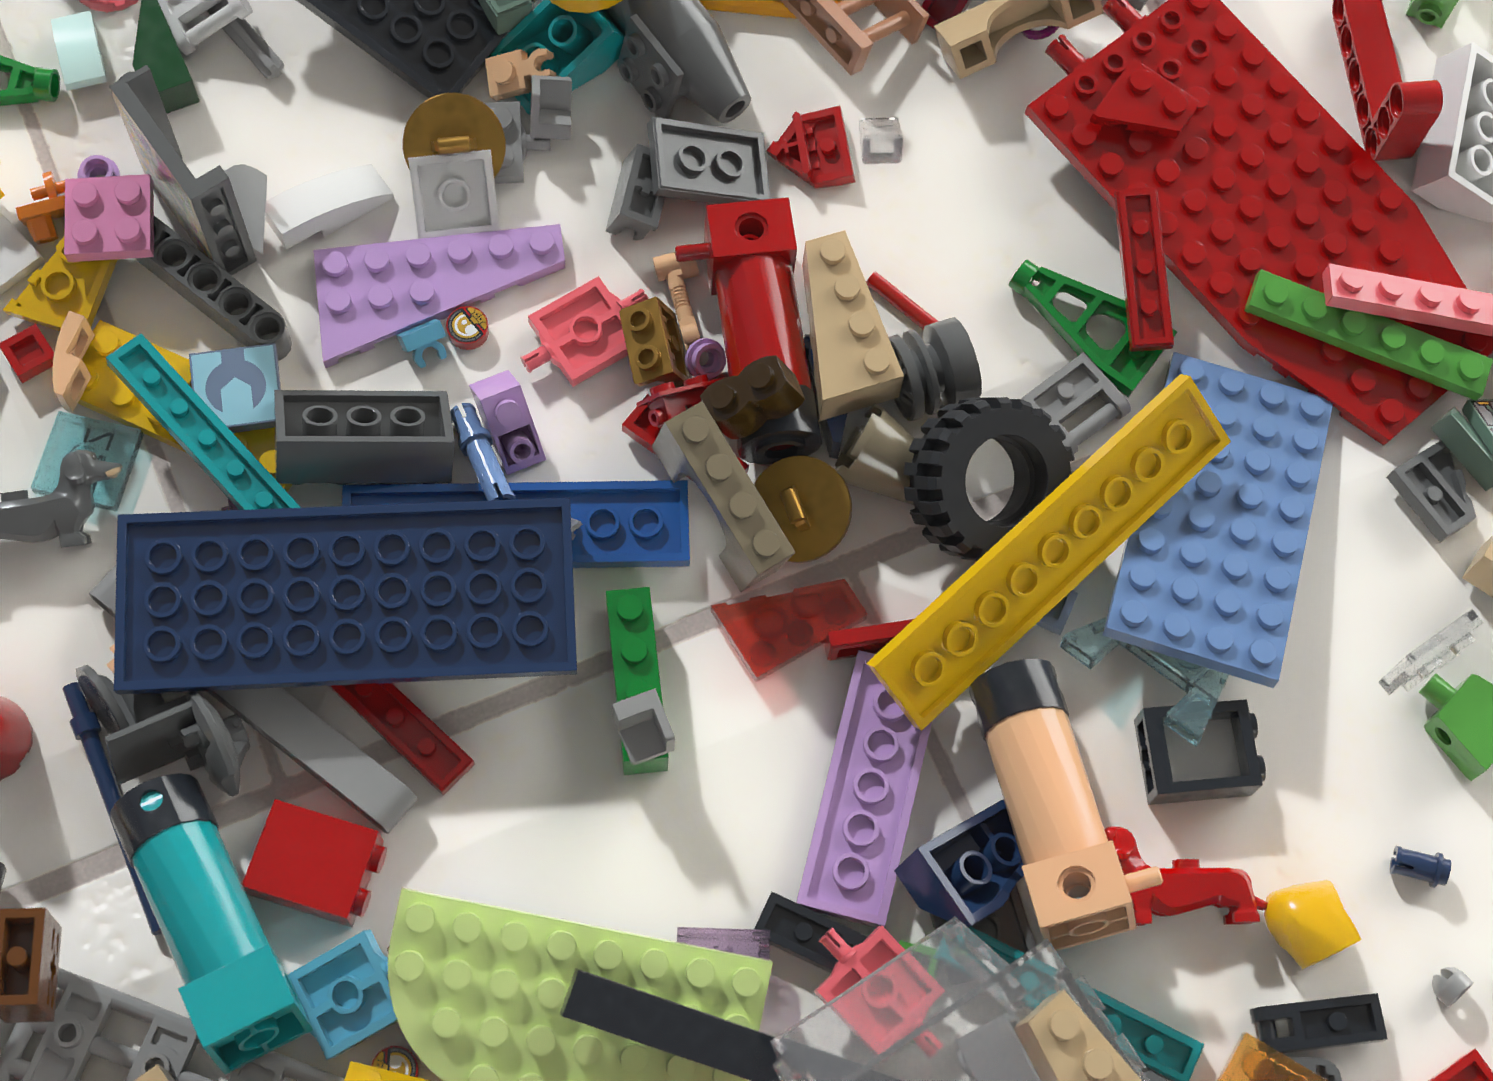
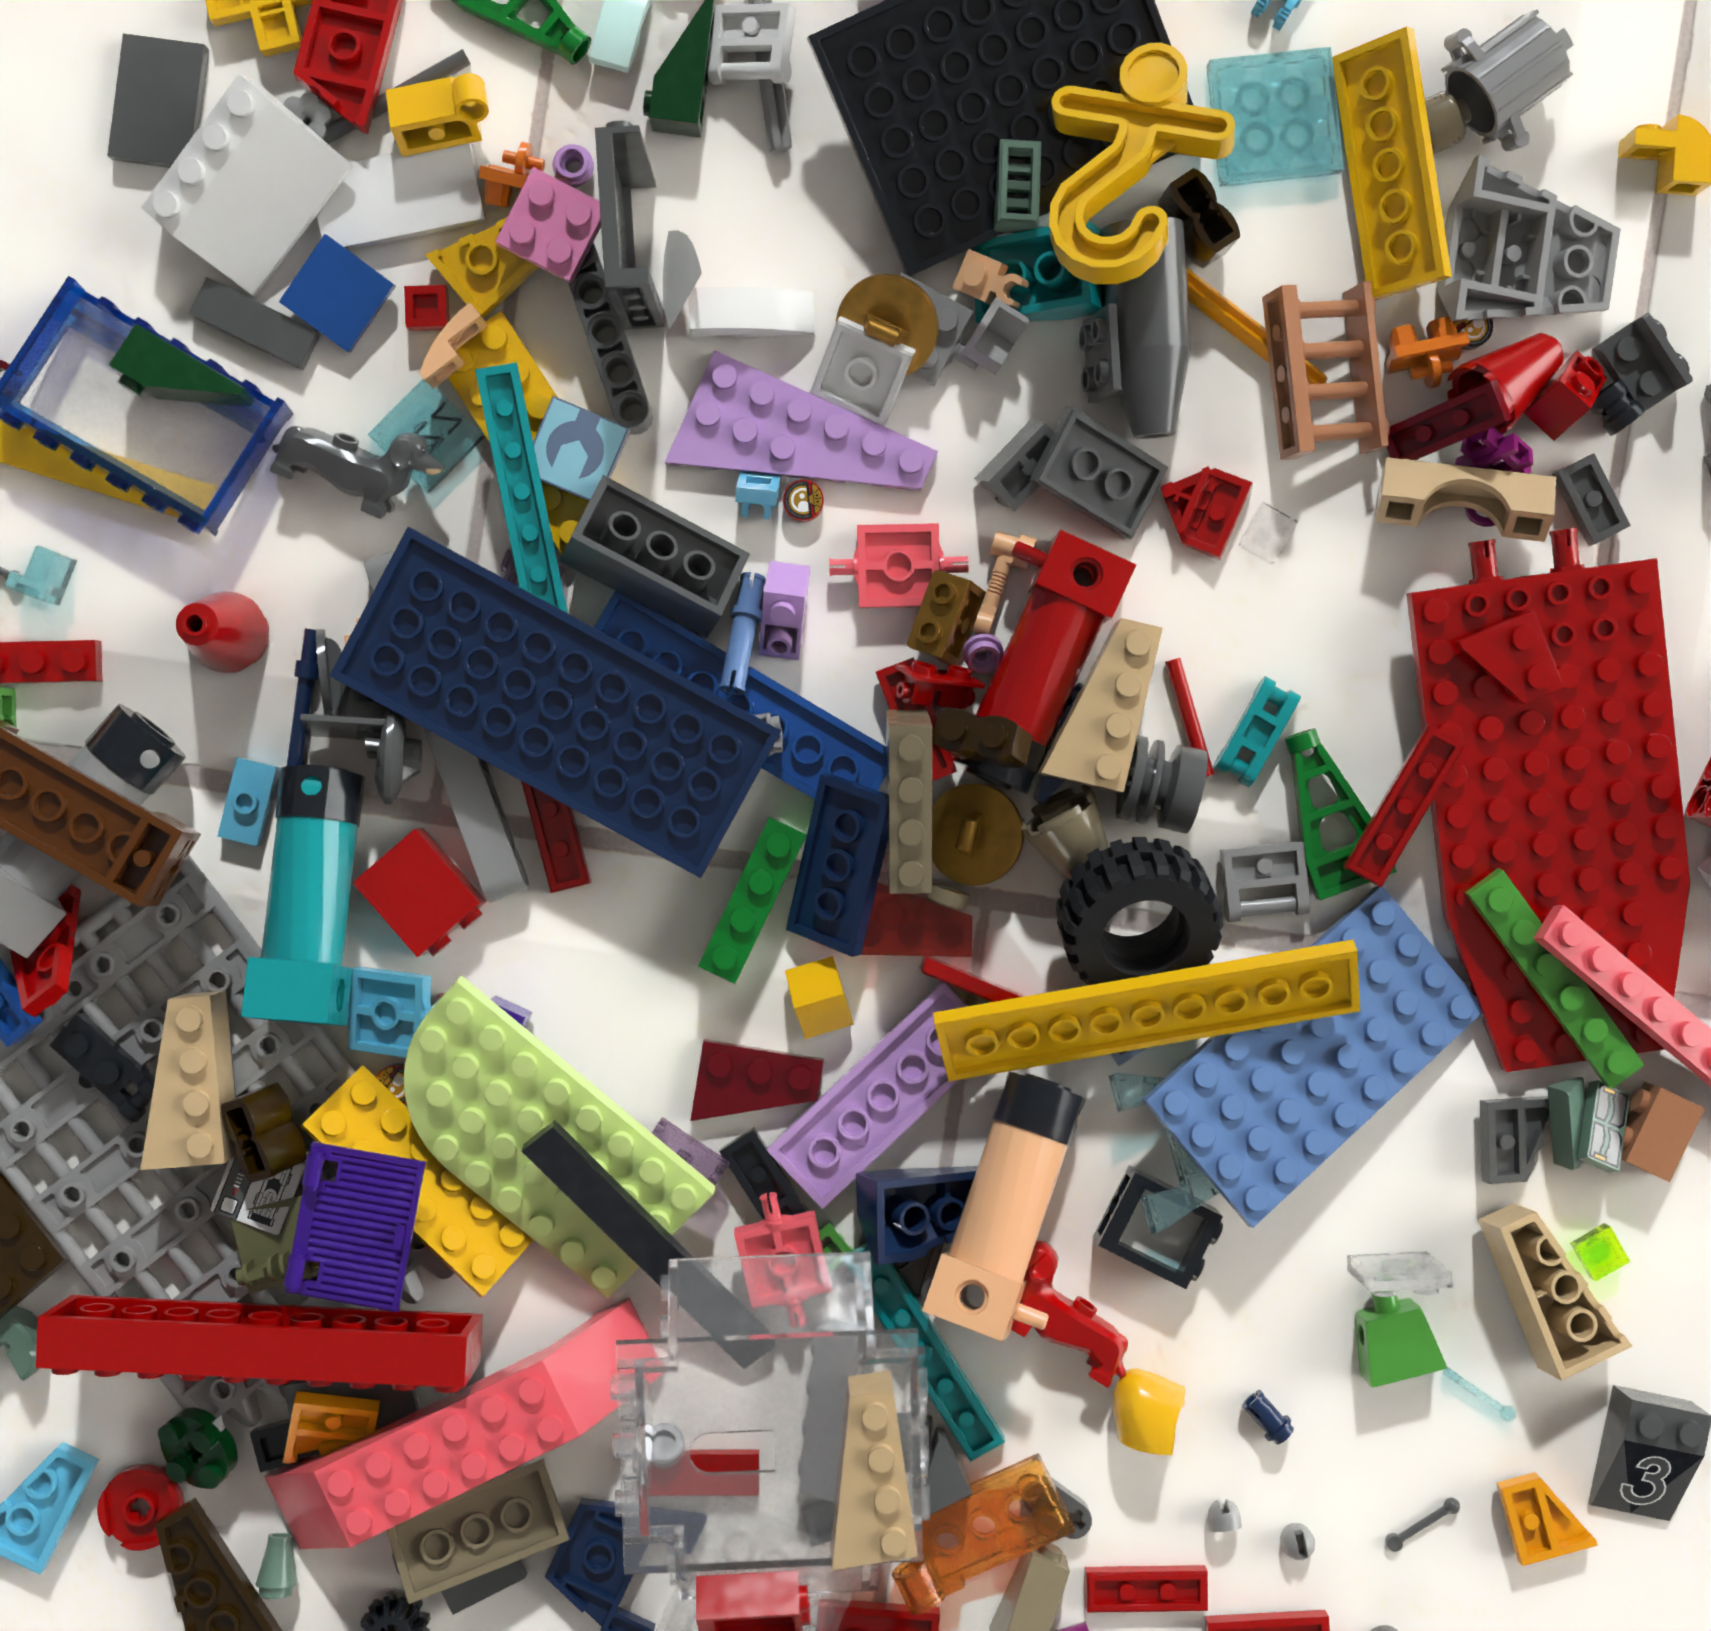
camera: 40 degrees right, 20 degrees up
(92, 883) = (248, 801): none -> medium azure plate
(643, 727) = (724, 956): light grey panel -> none
(697, 596) = (840, 865): none -> dark blue plate
(739, 850) = (752, 1079): none -> dark red wing
(755, 733) = (818, 997): none -> yellow piece
(811, 574) = (948, 896): none -> dark tan tile
(982, 291) = (1257, 731): none -> teal plate
(1322, 1023) = (1103, 1481): black plate -> none

